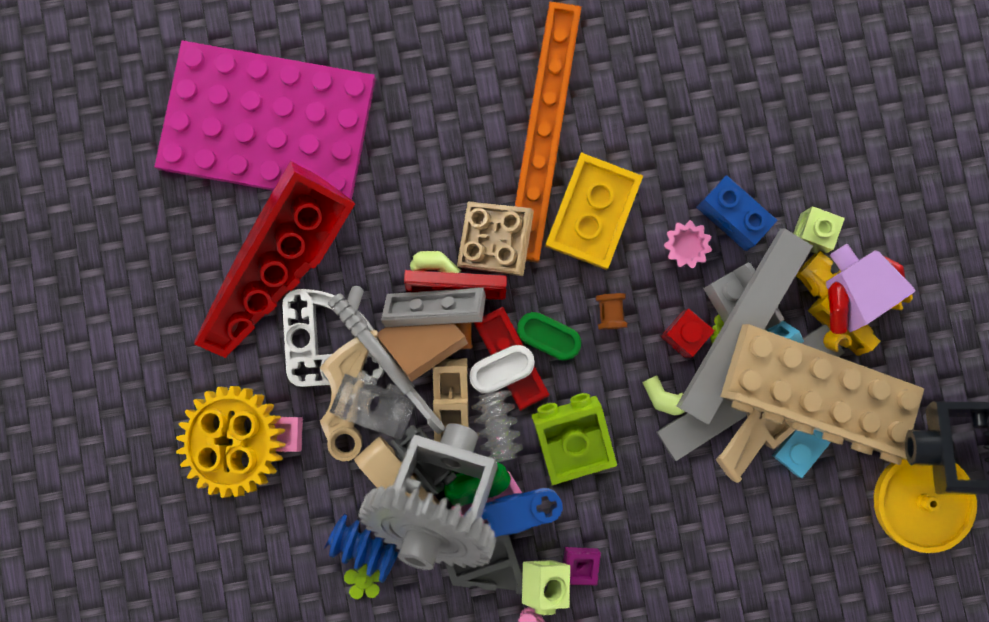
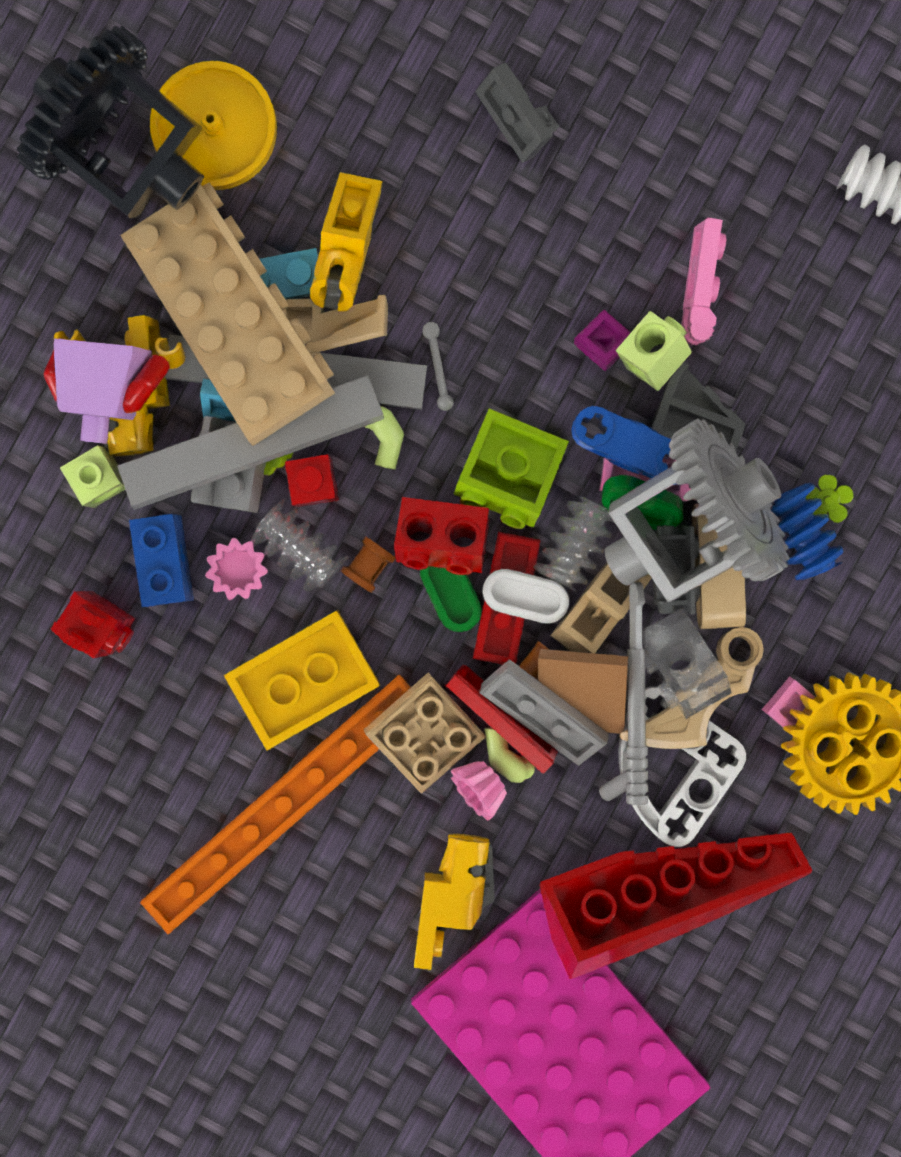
camera: 140 degrees left, 5 degrees up
(398, 157) = (456, 896): none -> yellow plate
(436, 232) = (479, 788): none -> bright pink piece
(585, 373) = (444, 524): none -> red brick
(662, 286) = (297, 547): none -> clear piece
(688, 483) = (431, 332): none -> light grey hinge
(745, 141) = (94, 625): none -> red hinge
(789, 496) = (345, 241): none -> yellow plate

